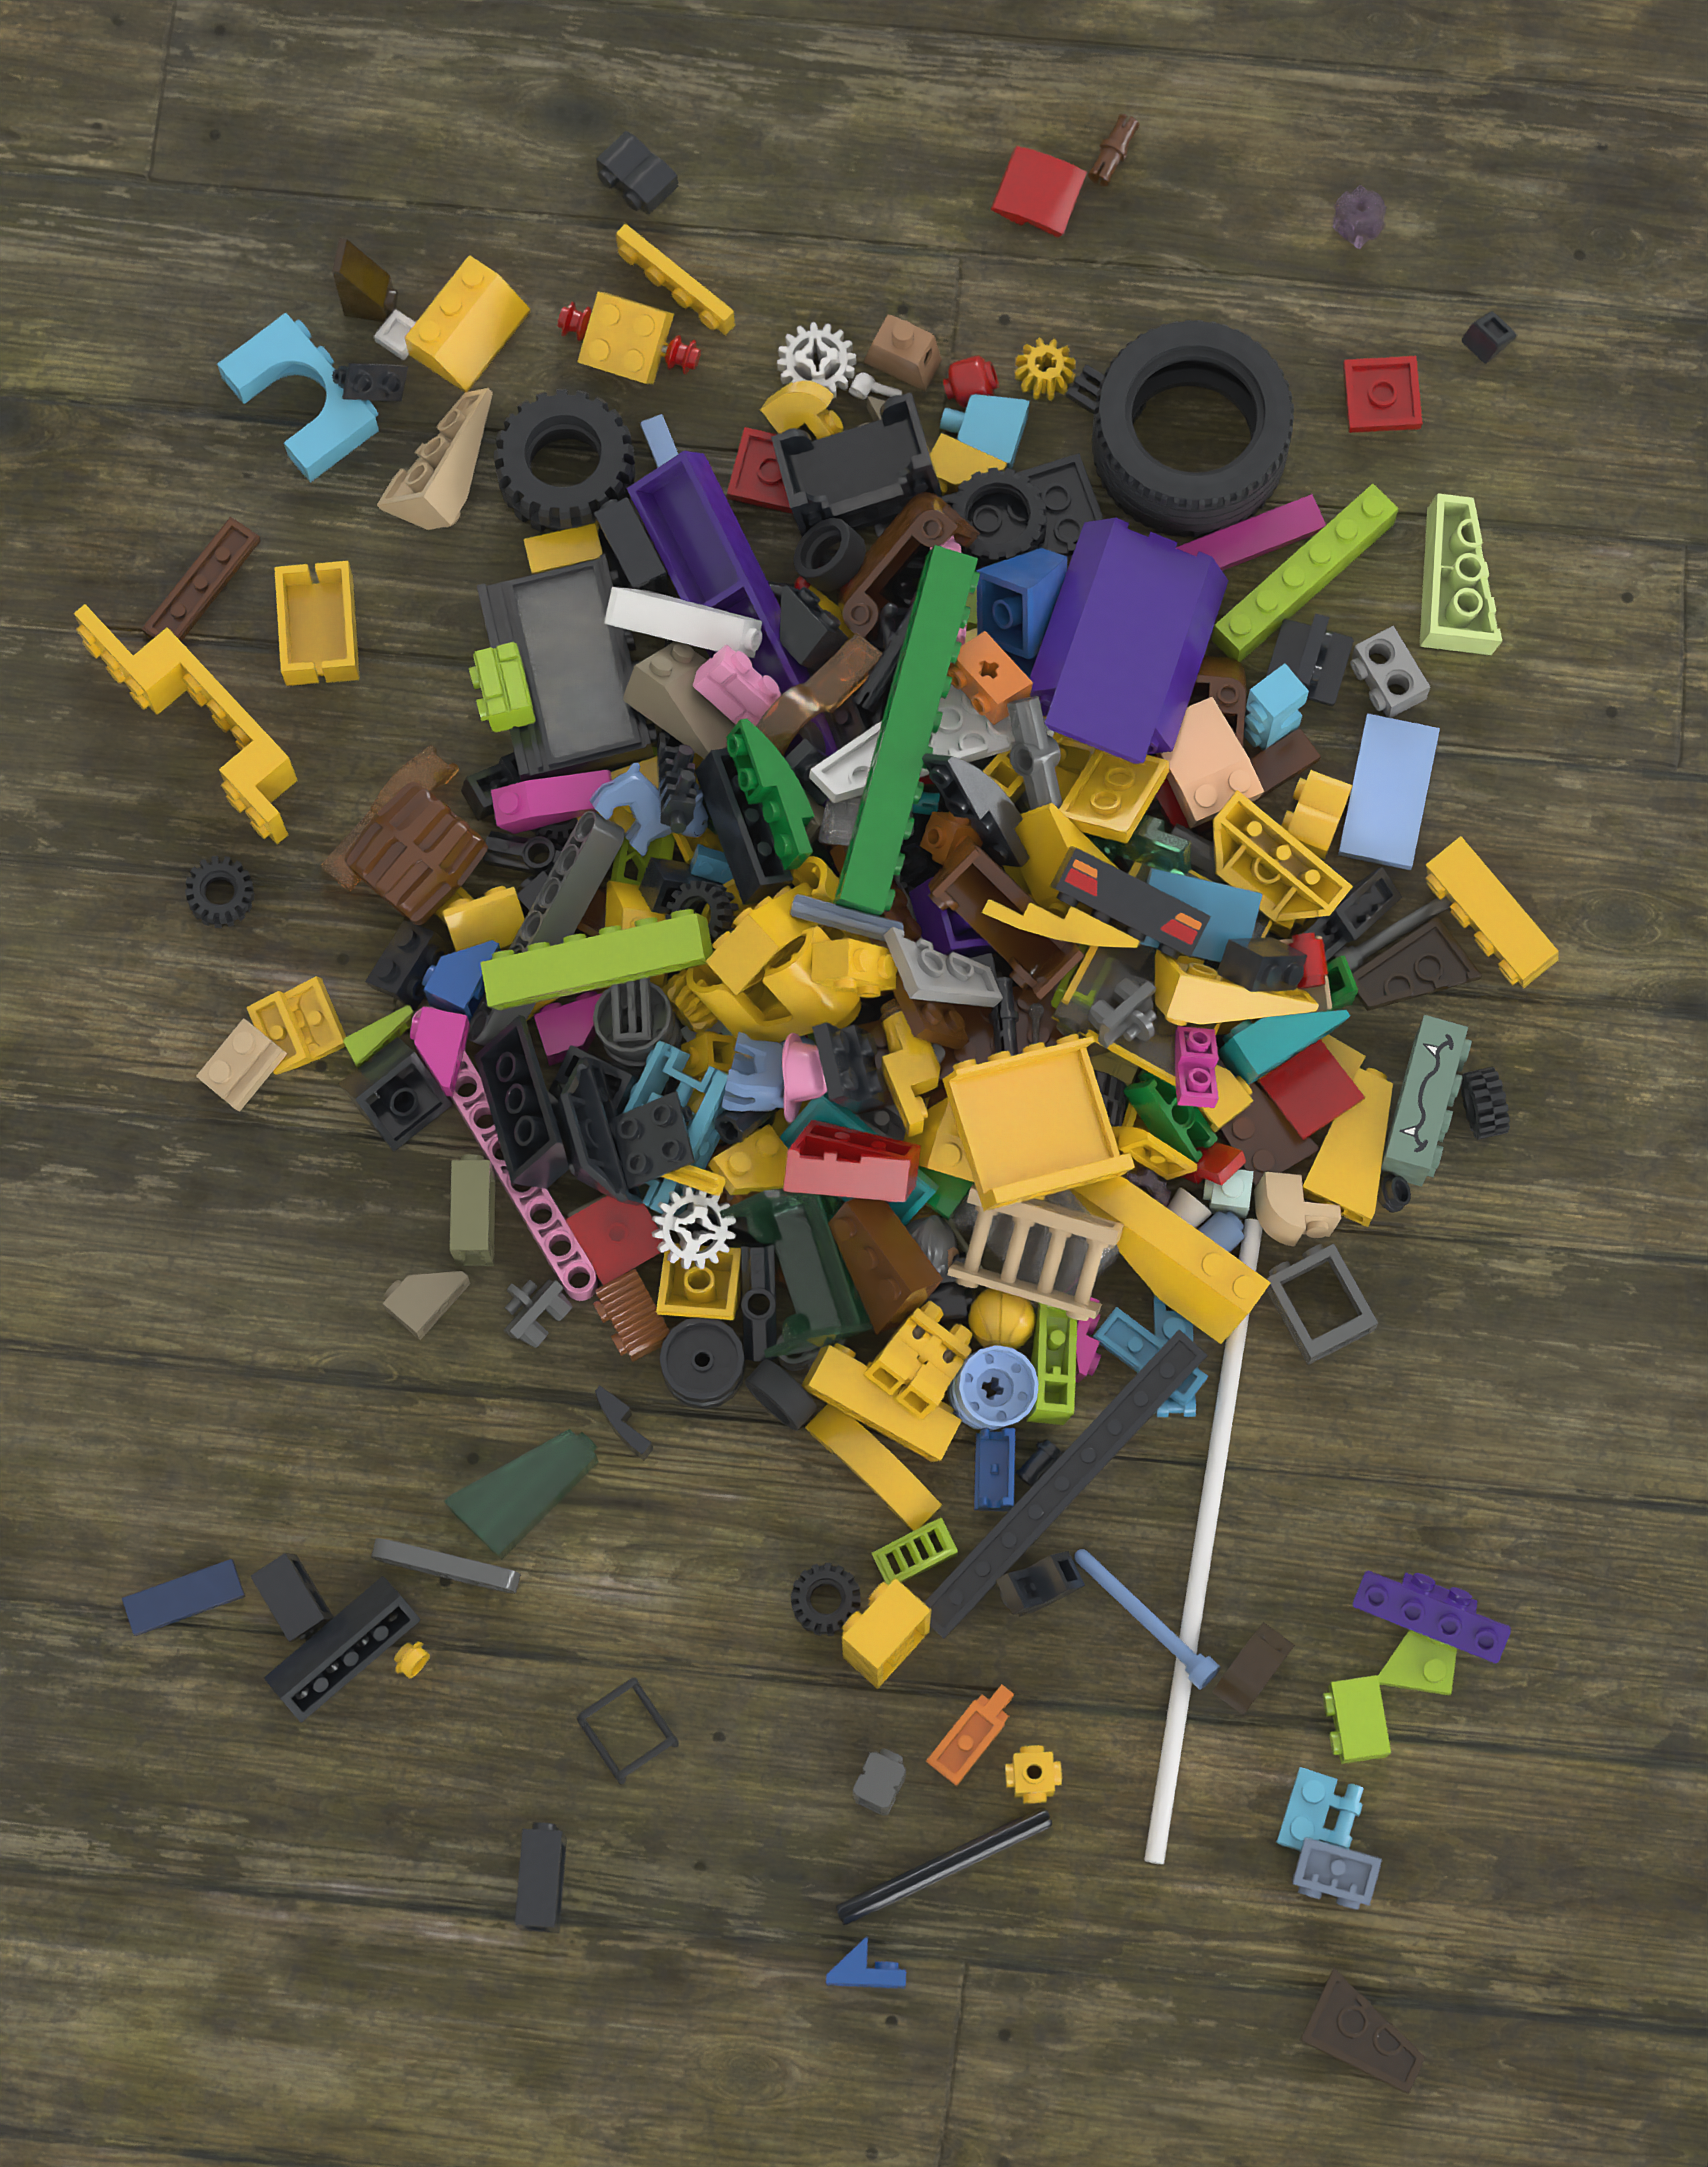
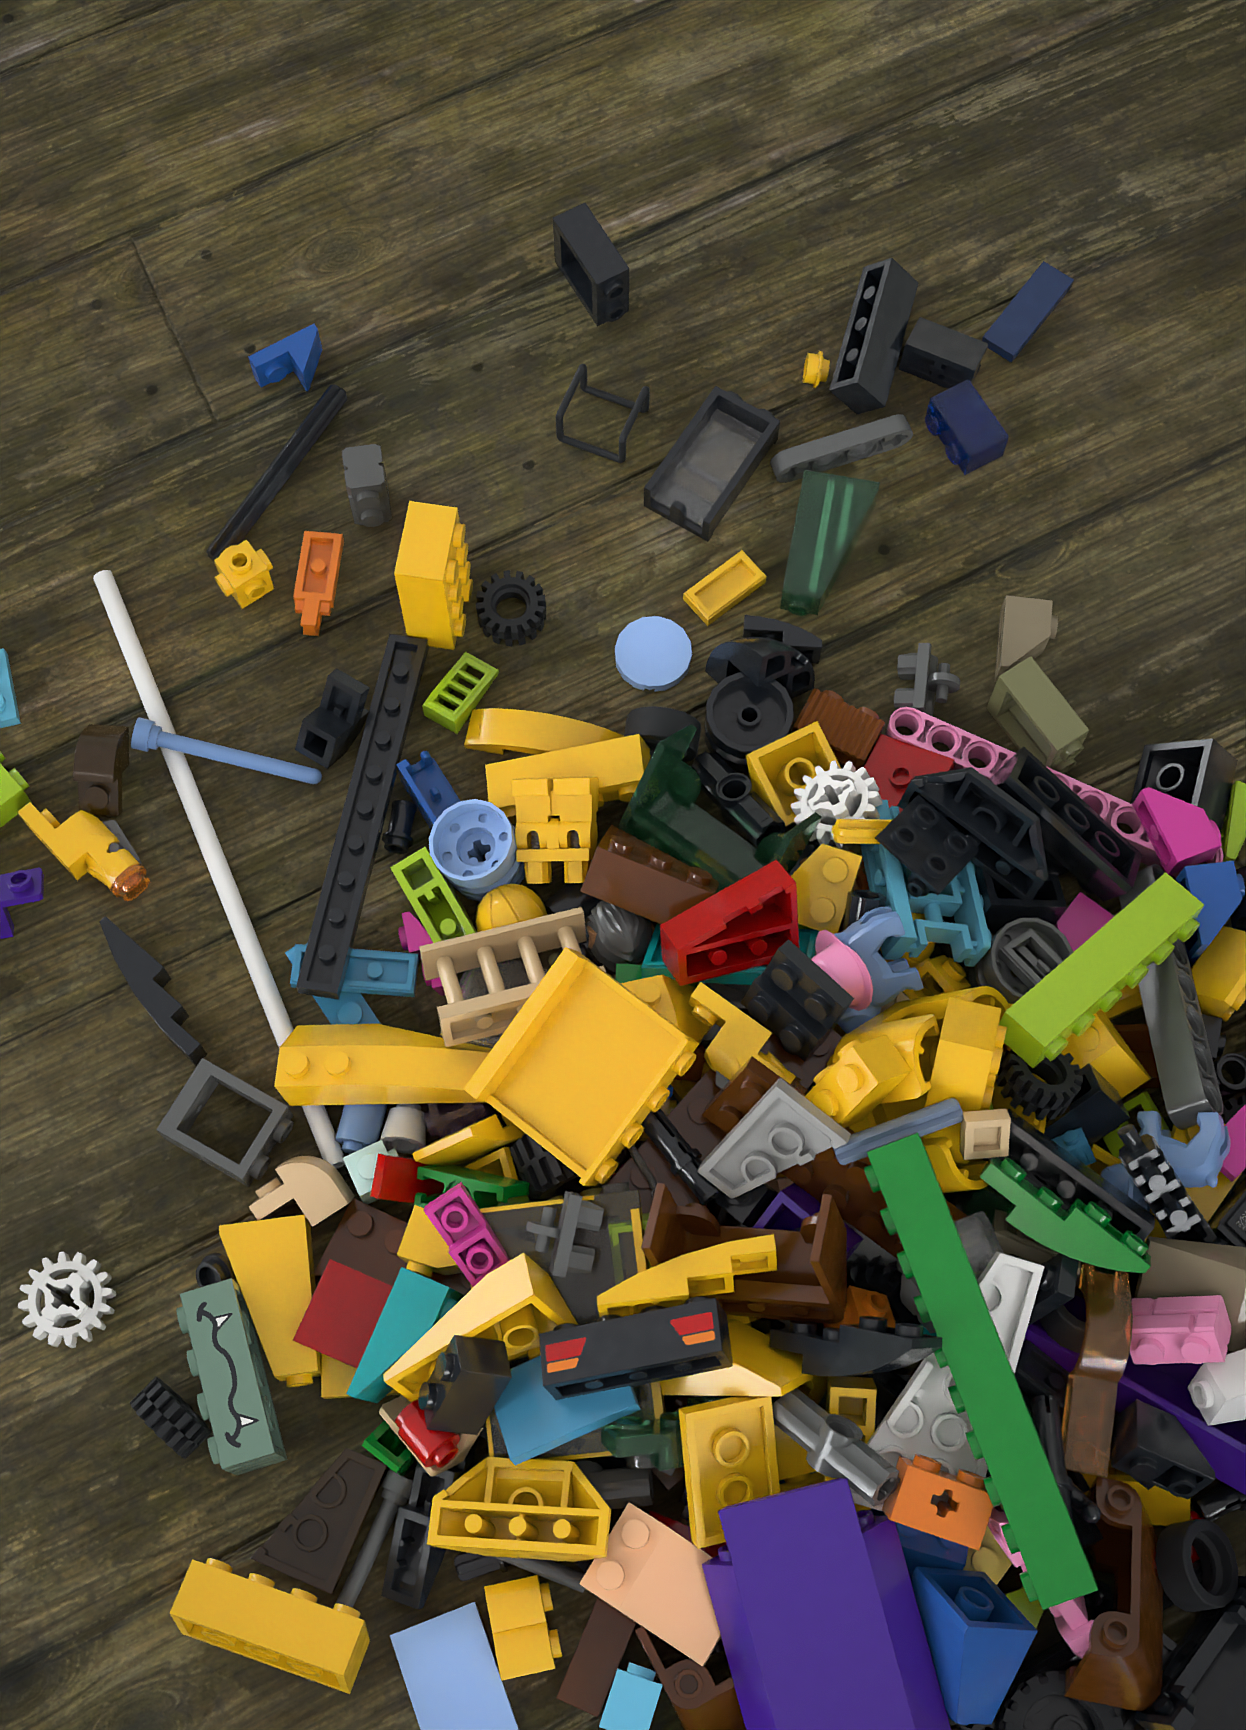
camera: 145 degrees right, 5 degrees down
(327, 1515) = (966, 427): none -> clear blue brick
(564, 1624) = (711, 462): none -> door
(632, 1506) = (724, 587): none -> yellow tile
(661, 1402) = (762, 662): none -> black brick
(733, 1484) = (653, 653): none -> light blue tile
(786, 879) = (985, 1134): none -> tan plate
(1299, 1606) = (90, 846): none -> yellow plate
(1319, 1461) = (147, 981): none -> black slope
(1501, 1250) = (55, 1312): none -> white gear

